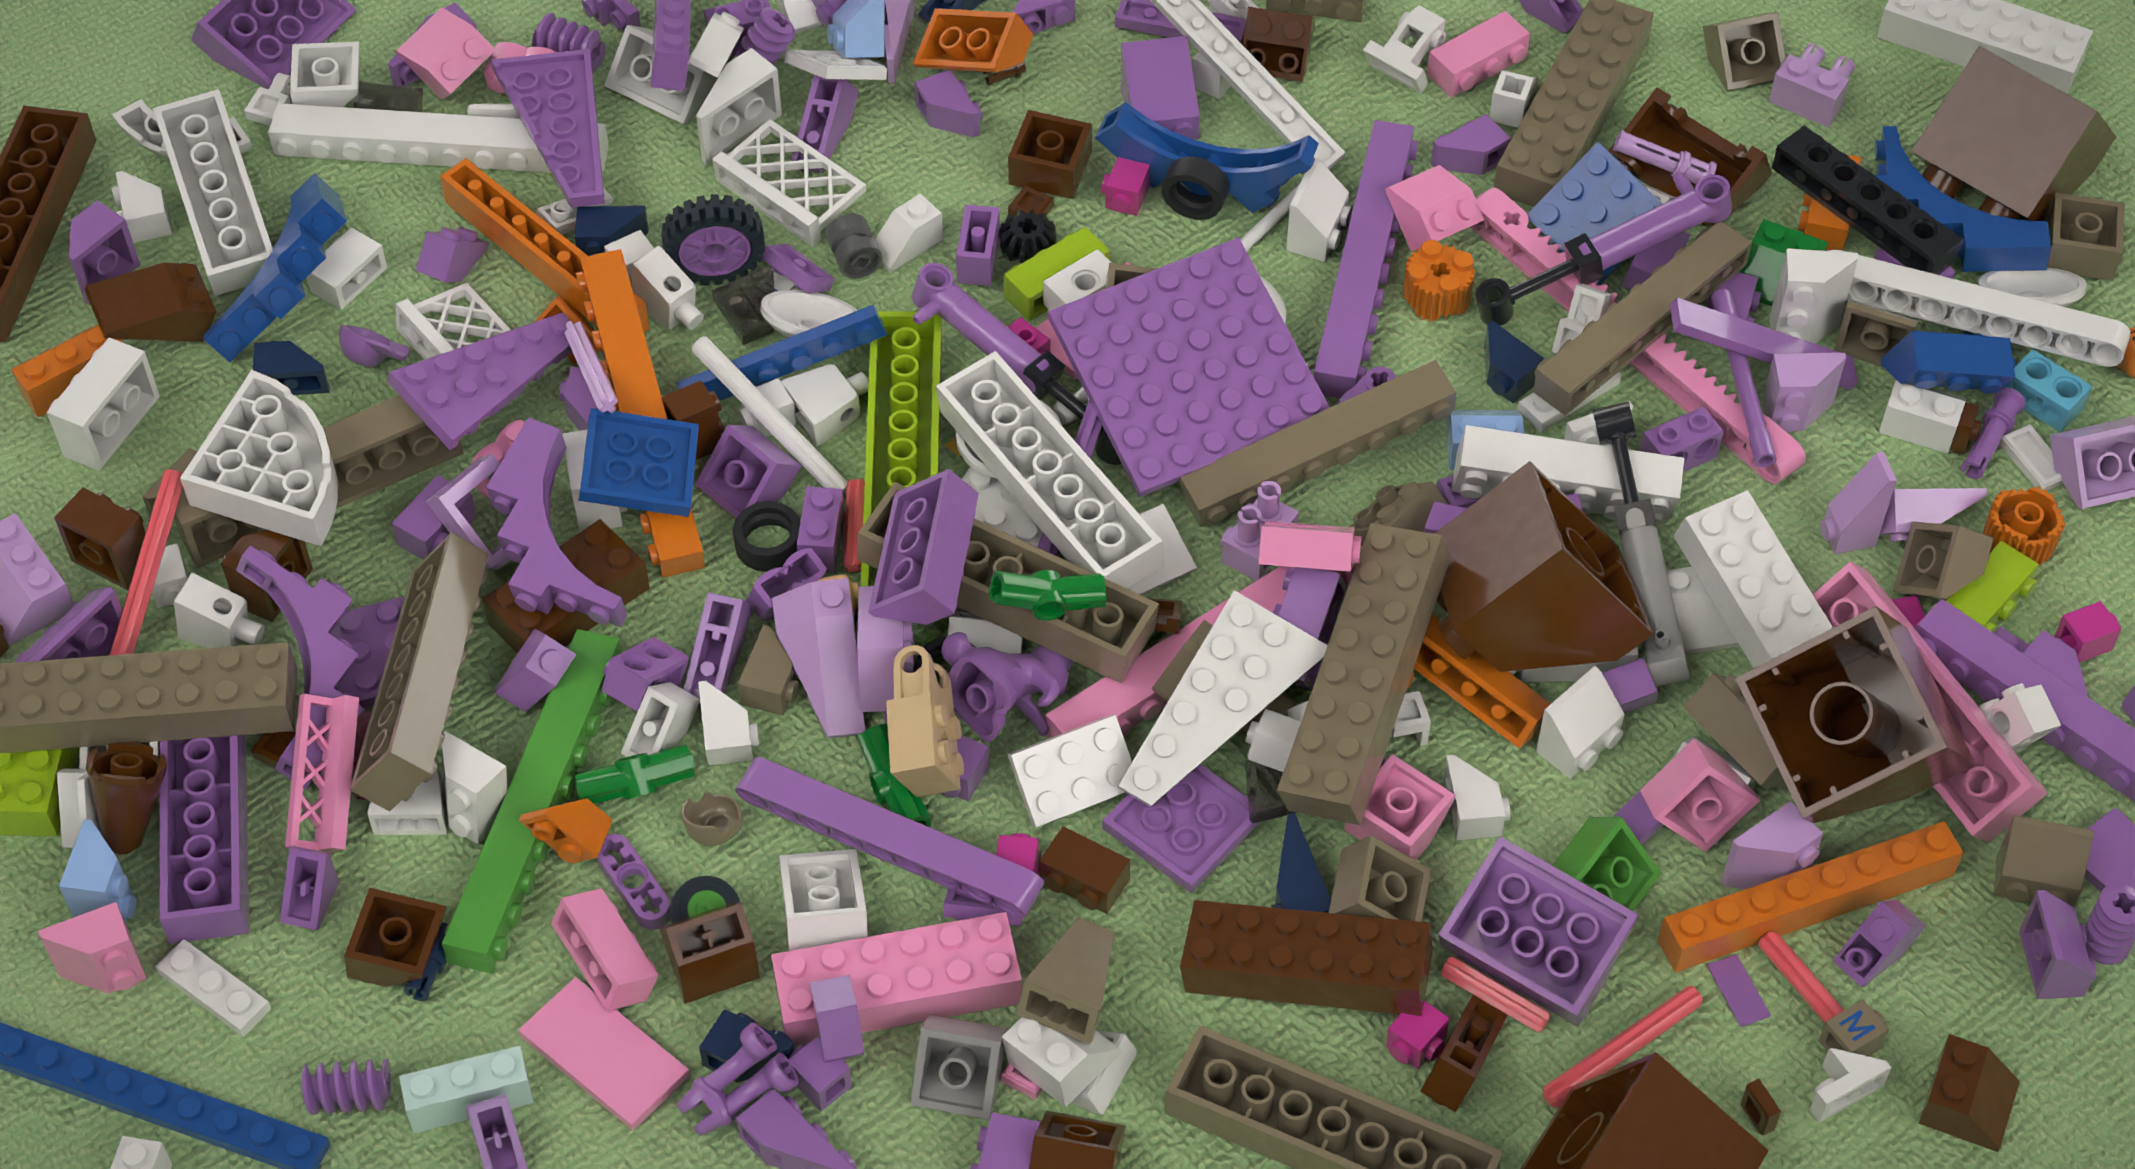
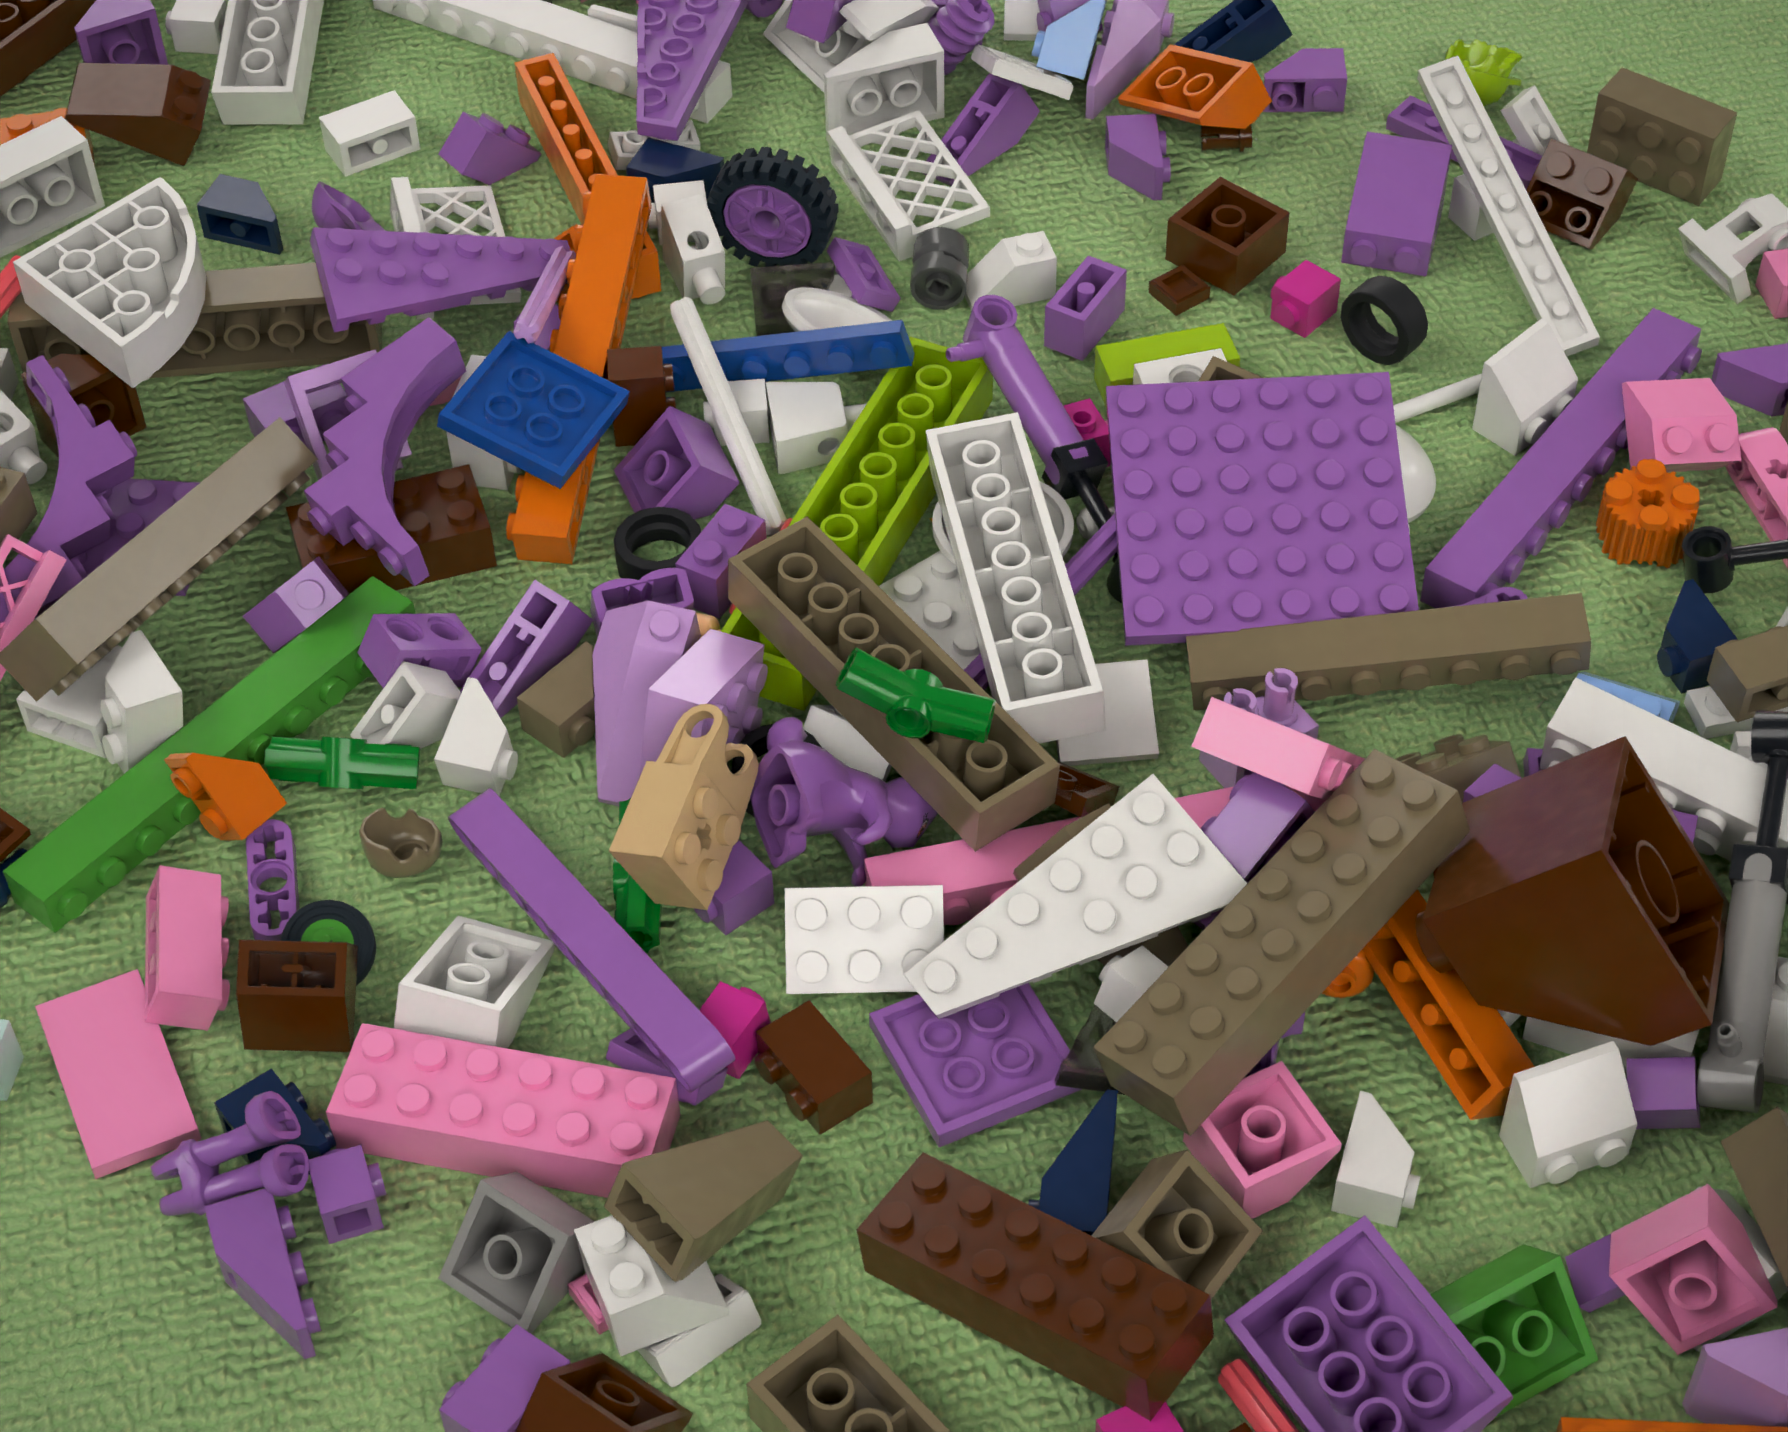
camera: 25 degrees right, 5 degrees down
(278, 285) = (291, 109): blue arch -> none
(837, 1018) = (385, 1128): medium lavender slope -> none
(925, 550) = (792, 602): medium lavender slope -> none
(1026, 235) = (1151, 312): black gear -> none
(1251, 173) = (1461, 322): blue arch -> none
(1413, 718) = (1335, 1024): white panel -> none

